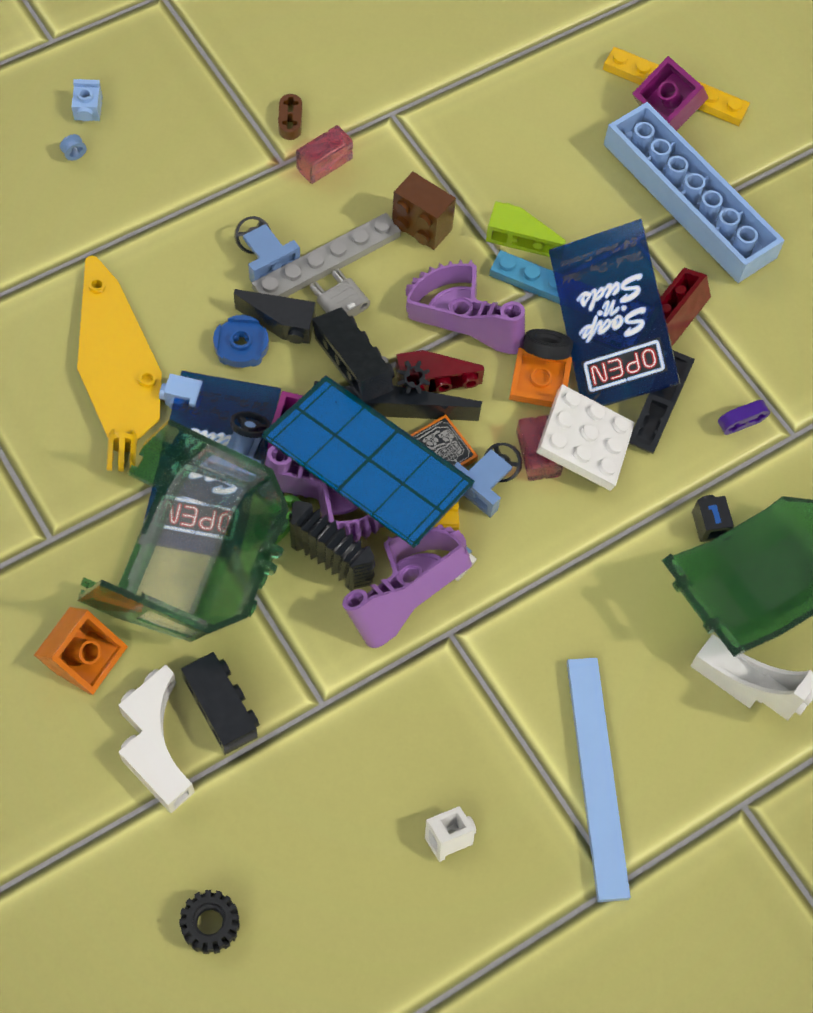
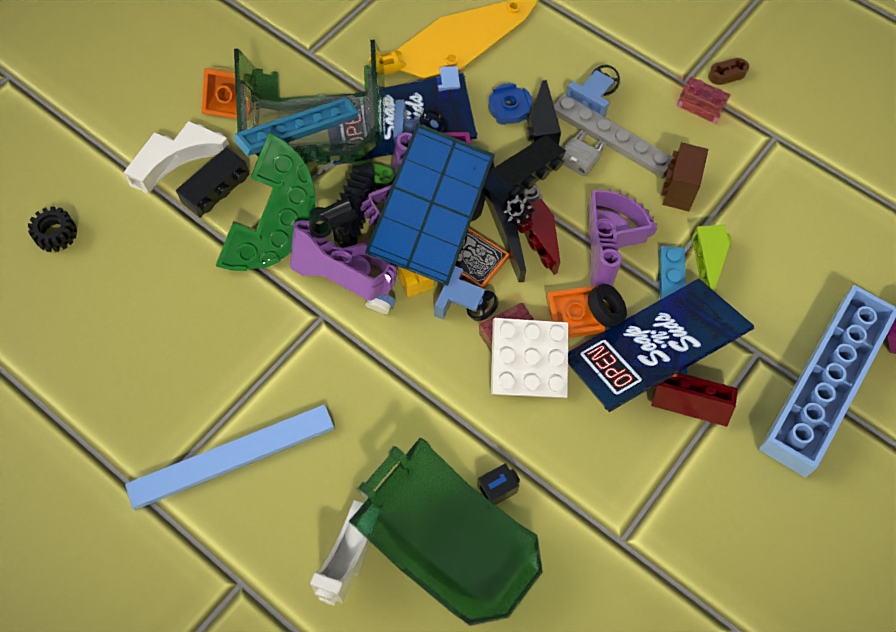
camera: 75 degrees right, 0 degrees up
(208, 567) = (297, 125): none -> dark azure plate
(295, 593) = (289, 202): none -> green plate
(363, 572) = (332, 216): none -> black piece
(449, 832) = (149, 352): white brick -> none
(659, 409) = (590, 413): black slope -> none
(743, 417) = (614, 488): dark purple beam -> none

